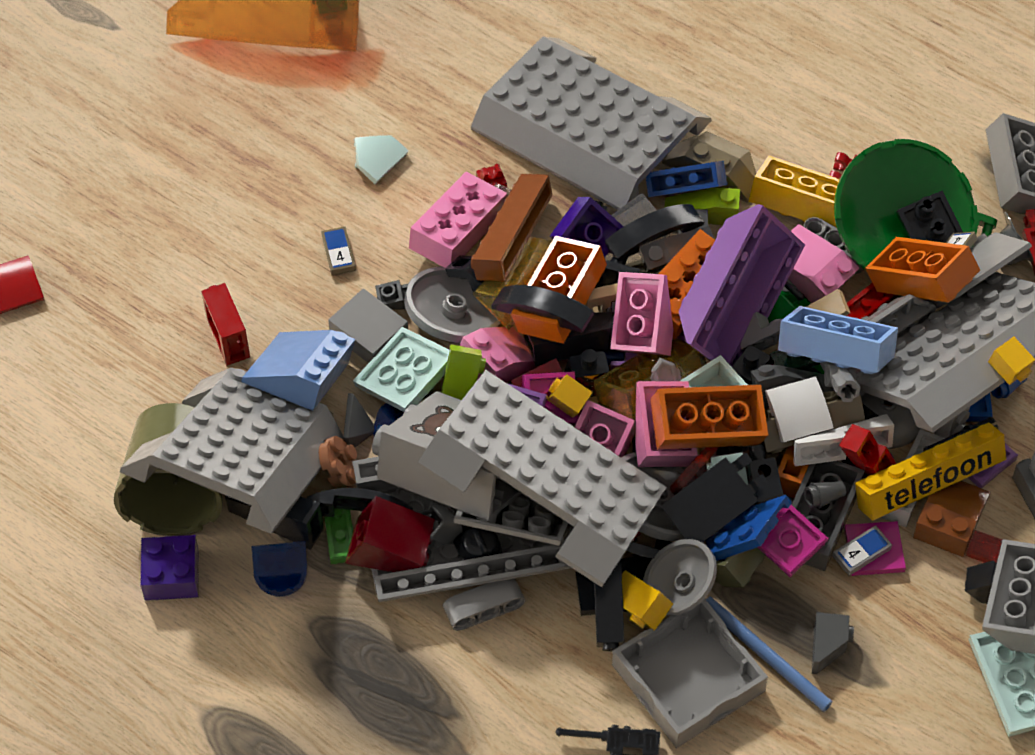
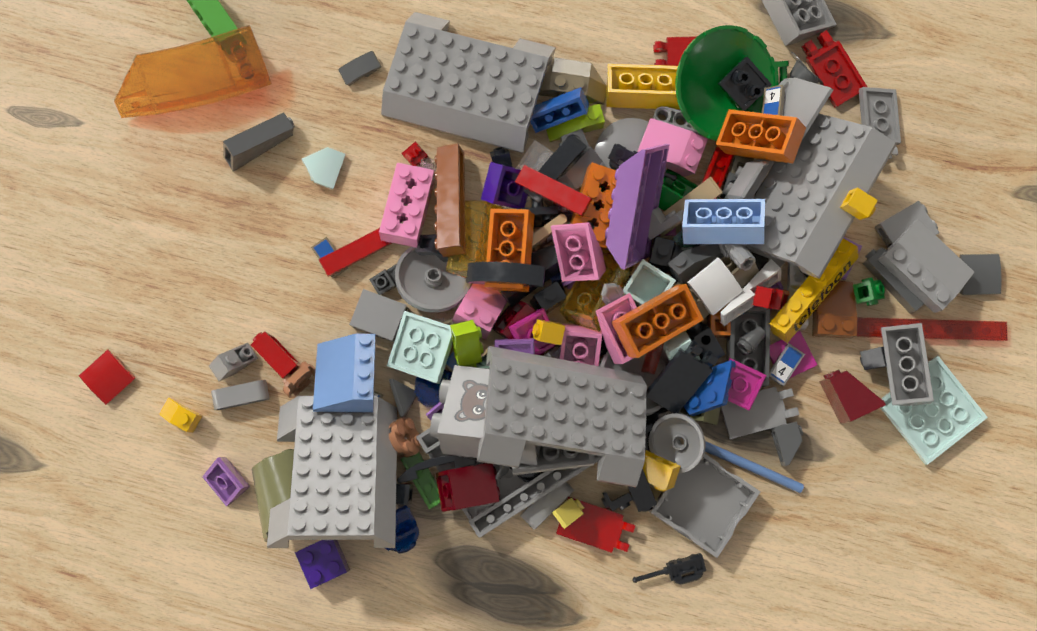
camera: 20 degrees left, 25 degrees up
(79, 354) = (180, 415): none -> yellow slope
(94, 440) = (225, 480): none -> medium lavender slope
(160, 355) = (240, 395): none -> light grey beam
(168, 316) = (232, 361): none -> light grey slope
(244, 348) = (299, 380): none -> nougat plate
(310, 102) = (256, 140): none -> dark grey slope
(370, 252) = (352, 253): none -> red tile
(471, 69) = (359, 67): none -> dark grey slope
(505, 613) = (568, 512): none -> light yellow slope
(533, 653) = (598, 528): none -> red tile
(576, 634) = (621, 502): none -> black bracket
(640, 242) = (553, 190): none -> red tile
(803, 595) = (766, 413): none -> light grey tile
(933, 611) = (849, 396): none -> dark red slope
(1005, 503) = (869, 291): none -> green brick

